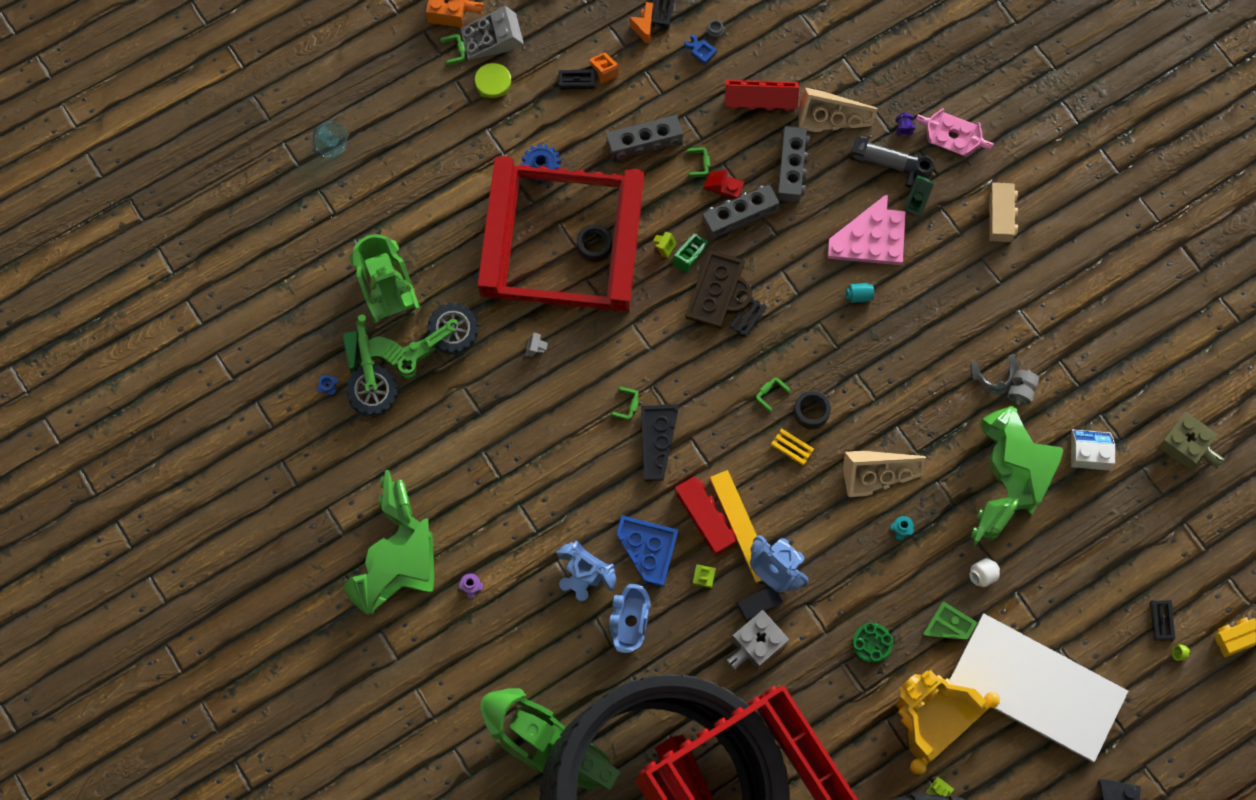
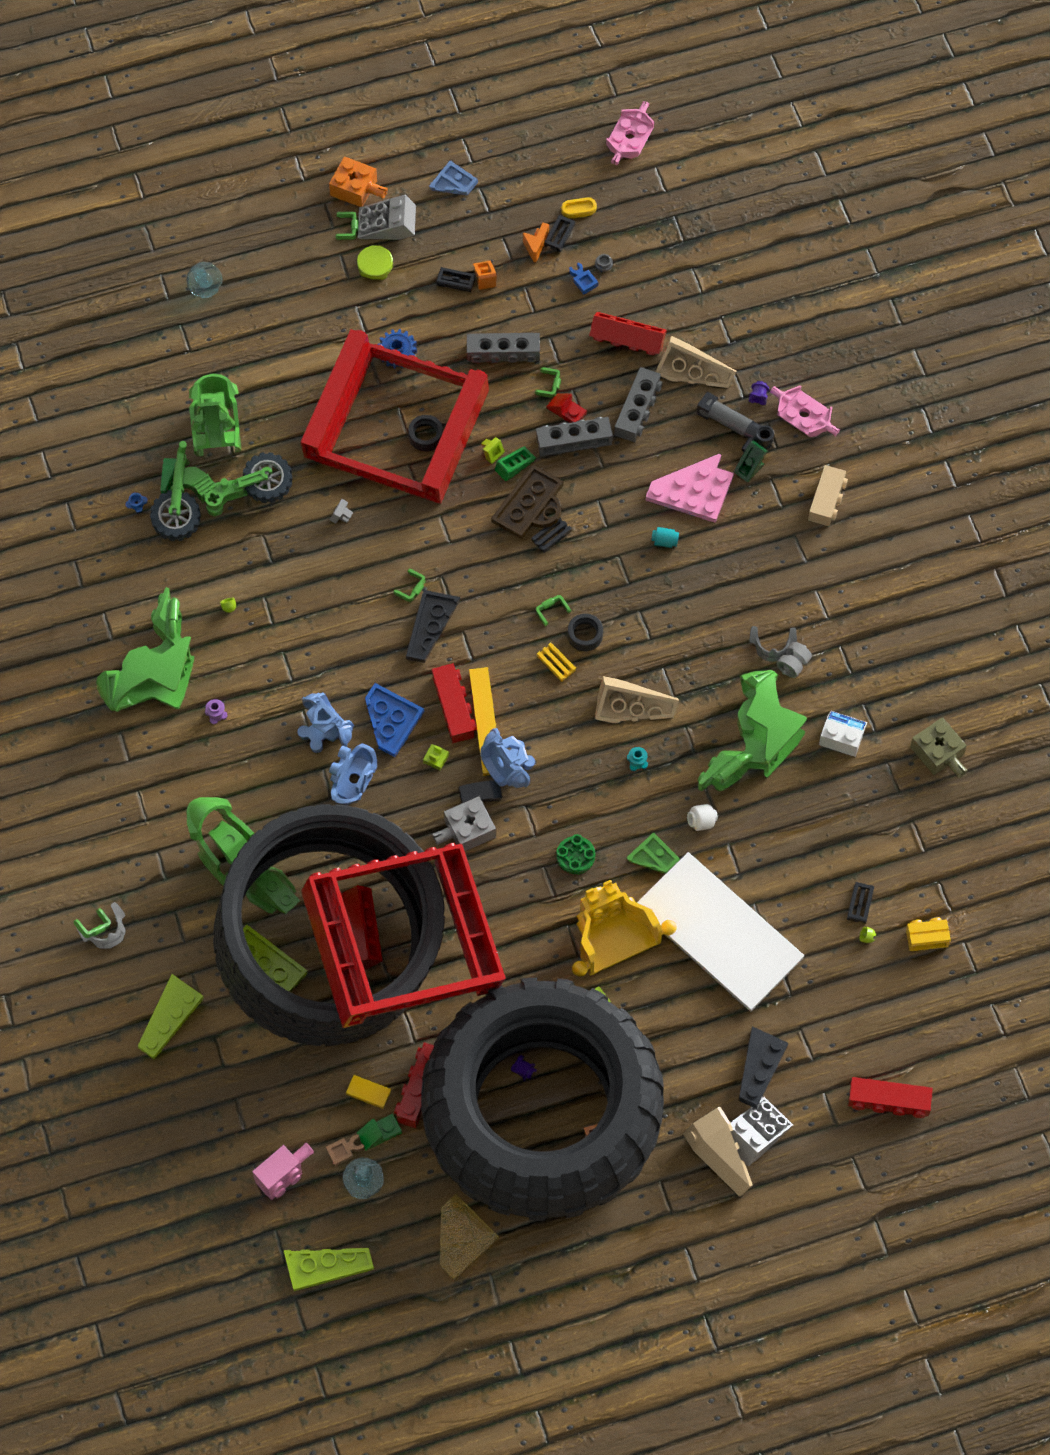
camera: 15 degrees right, 5 degrees down
(451, 469) = (228, 605): none -> lime hinge

